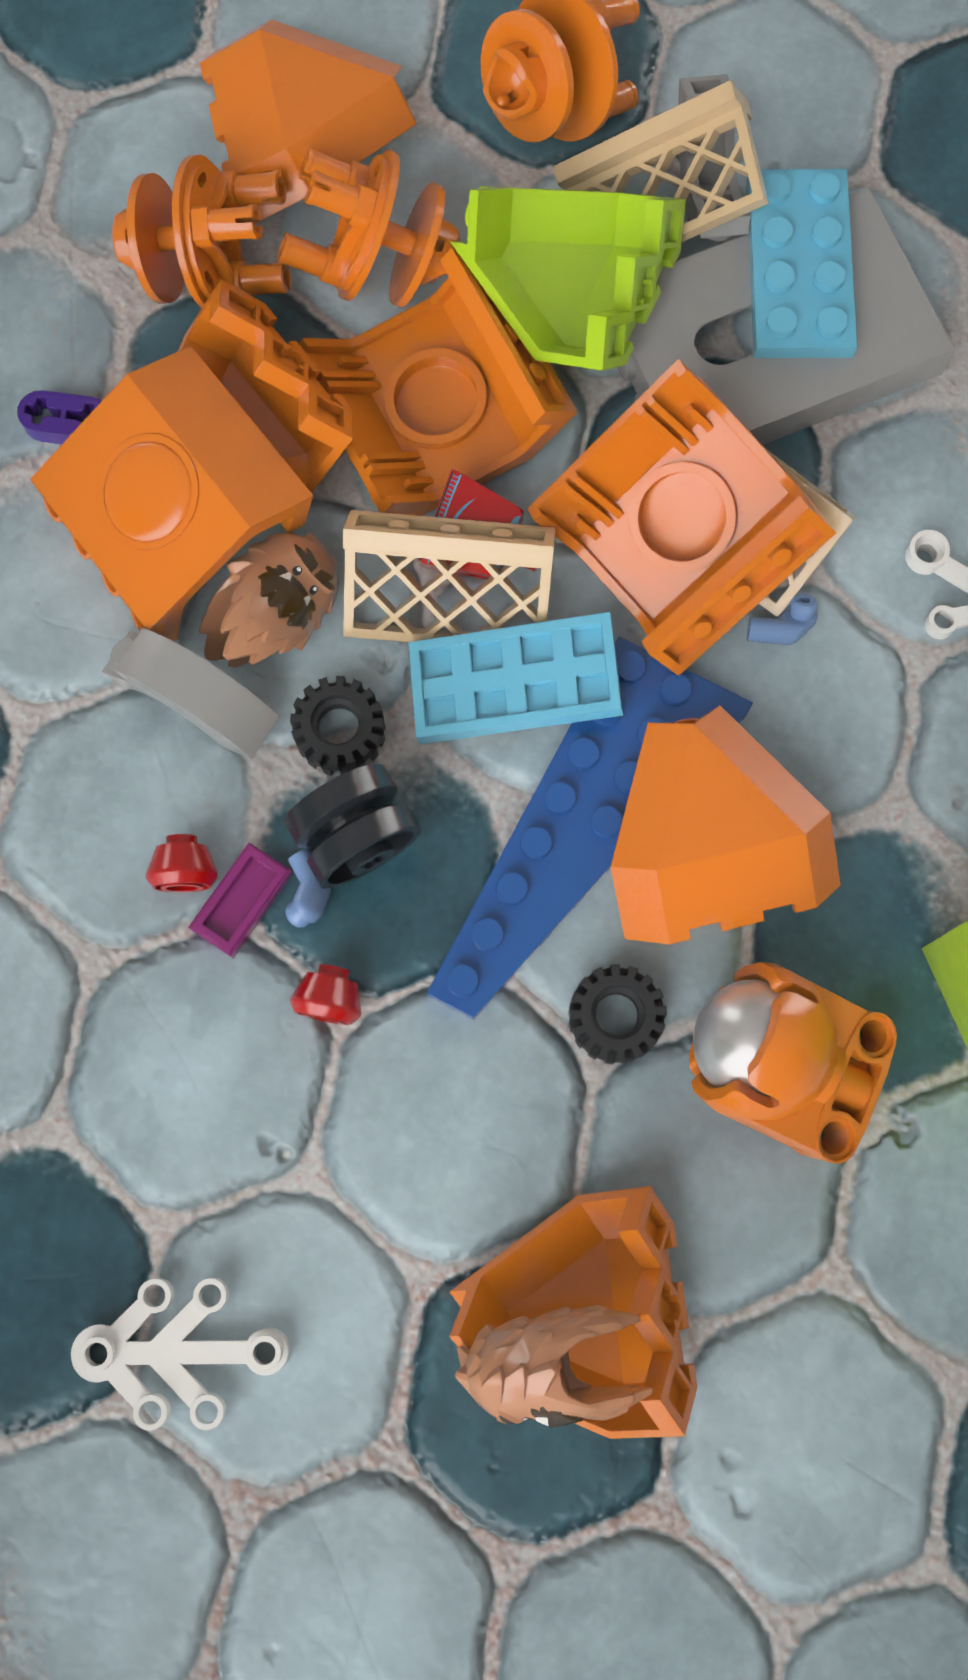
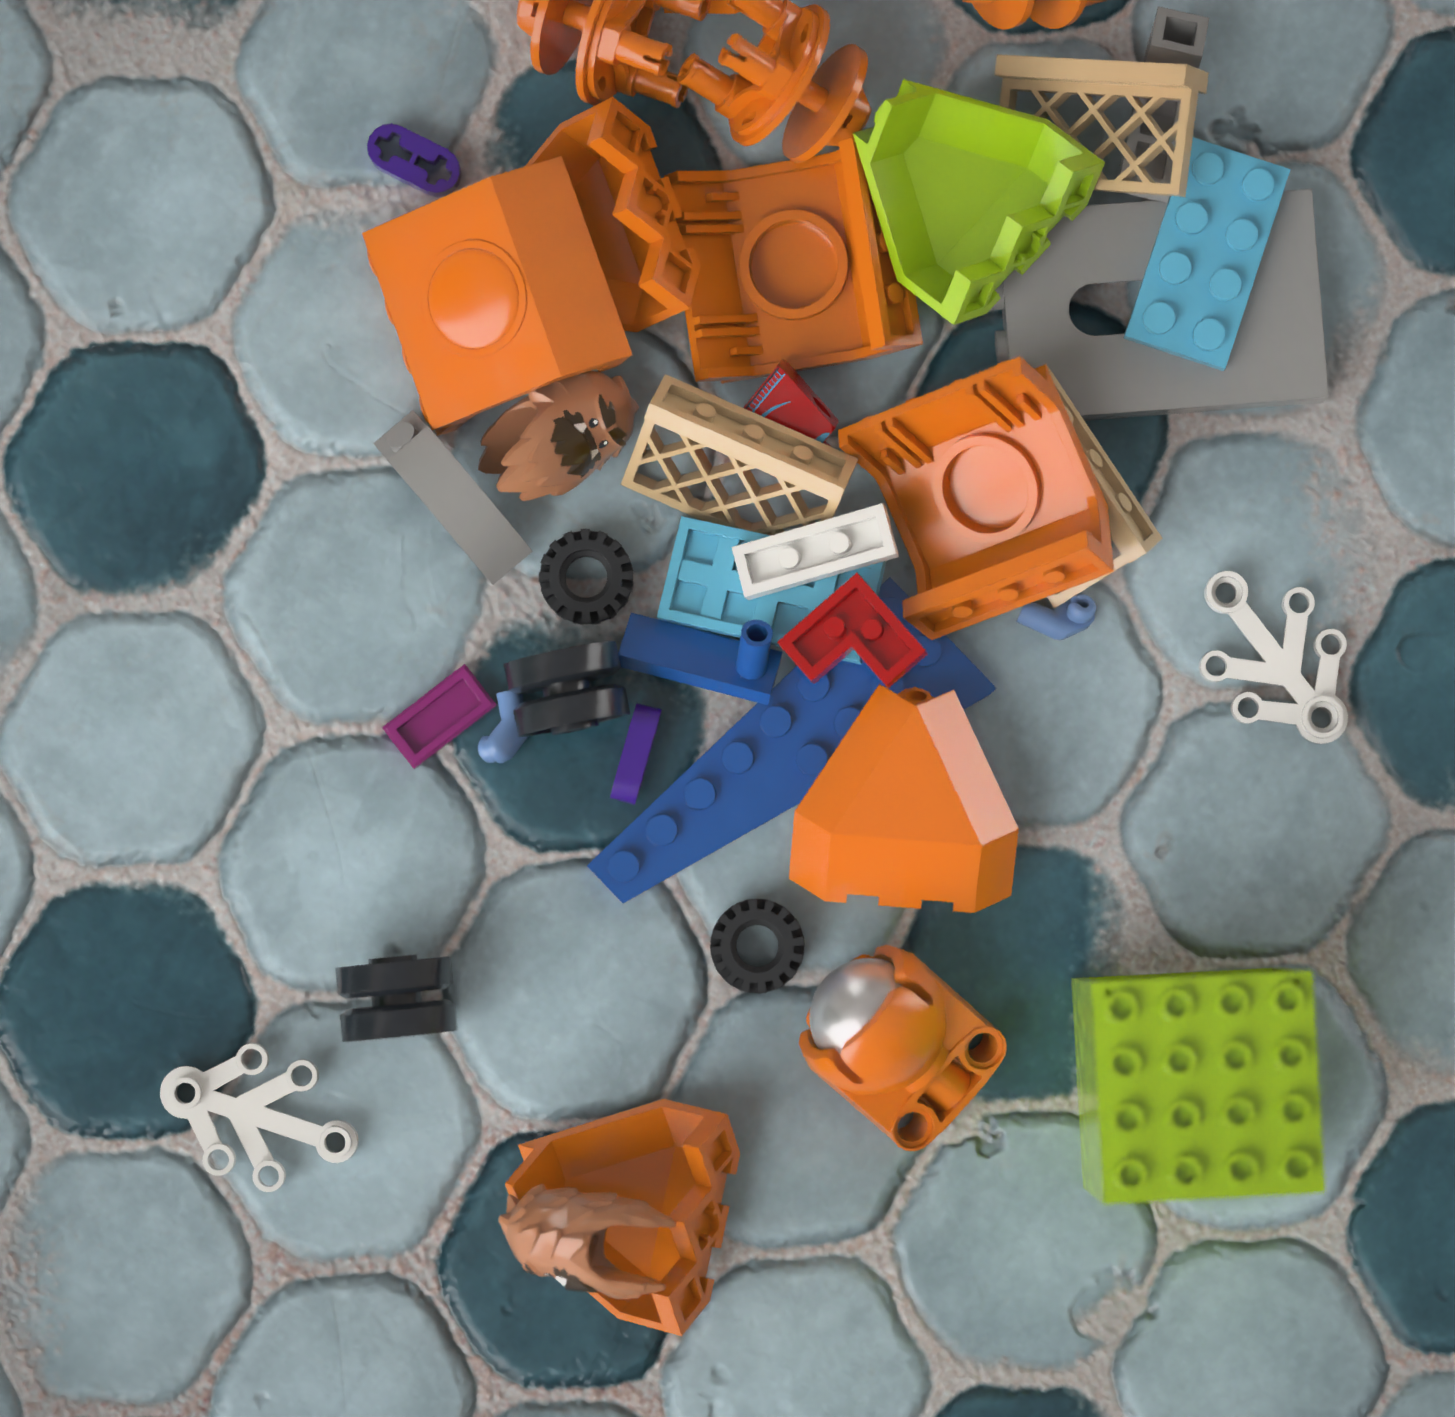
camera: 20 degrees right, 10 degrees up
(181, 865) = (394, 667): red cone -> none
(277, 1176) = (396, 998): none -> black wheel
(327, 996) = (493, 839): red cone -> none
(438, 871) = (636, 753): none -> dark purple beam
(475, 763) = (702, 658): none -> blue piece
(545, 623) = (815, 551): none -> white piece
(608, 669) = (848, 622): none -> red plate

